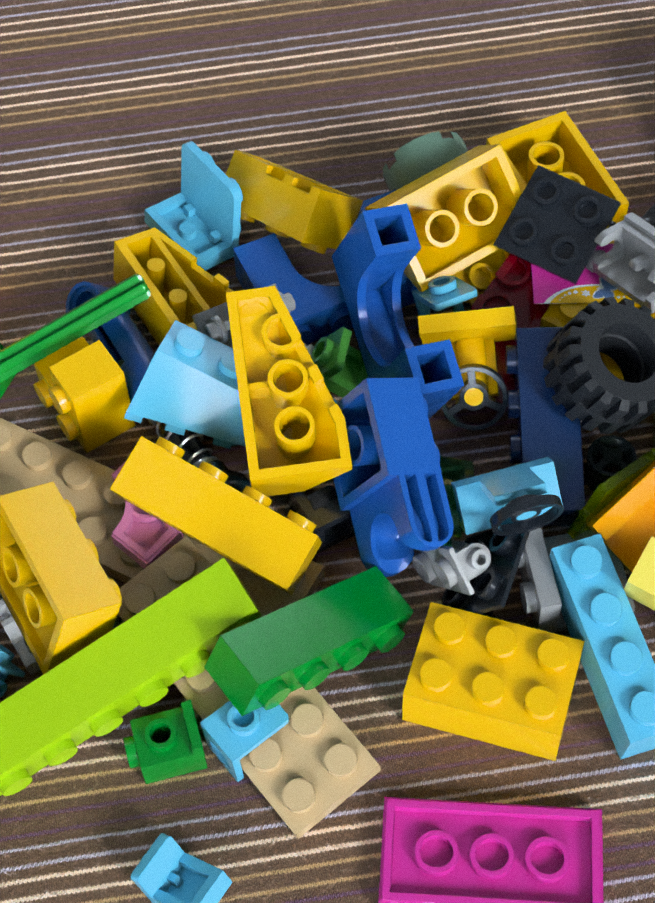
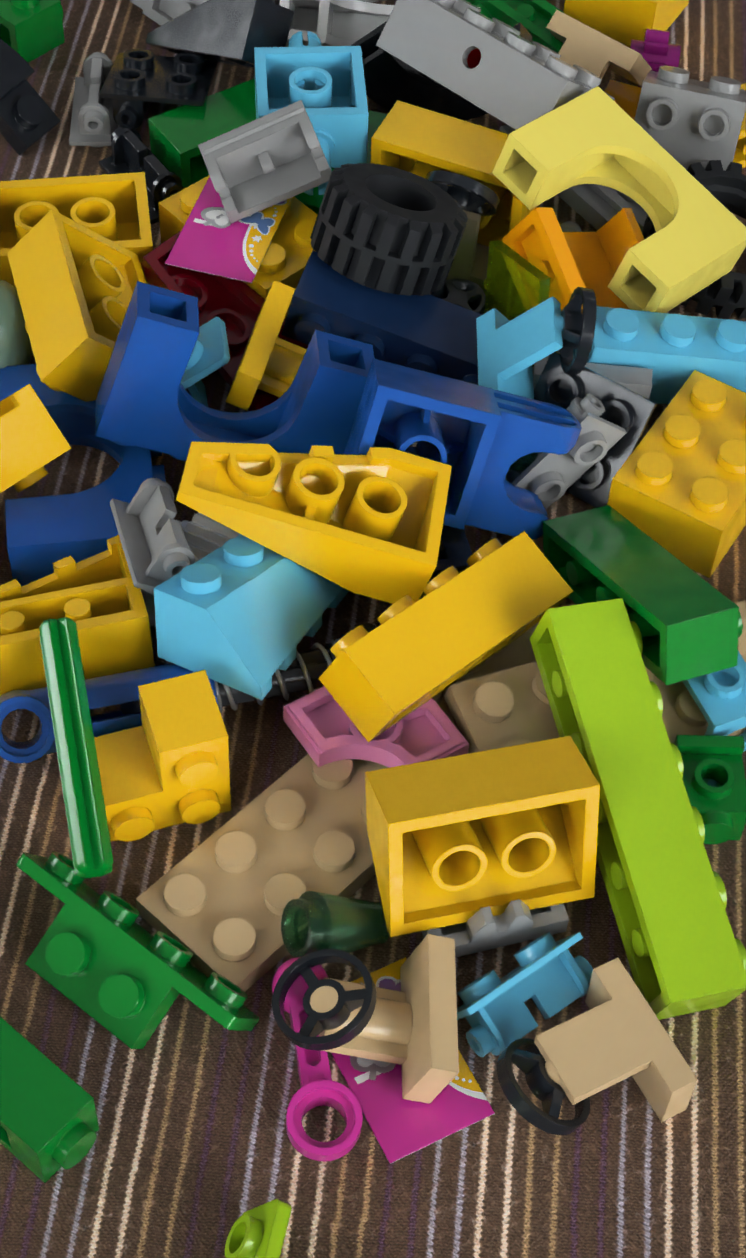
camera: 80 degrees left, 5 degrees down
(557, 224) = (163, 220): black hinge -> none

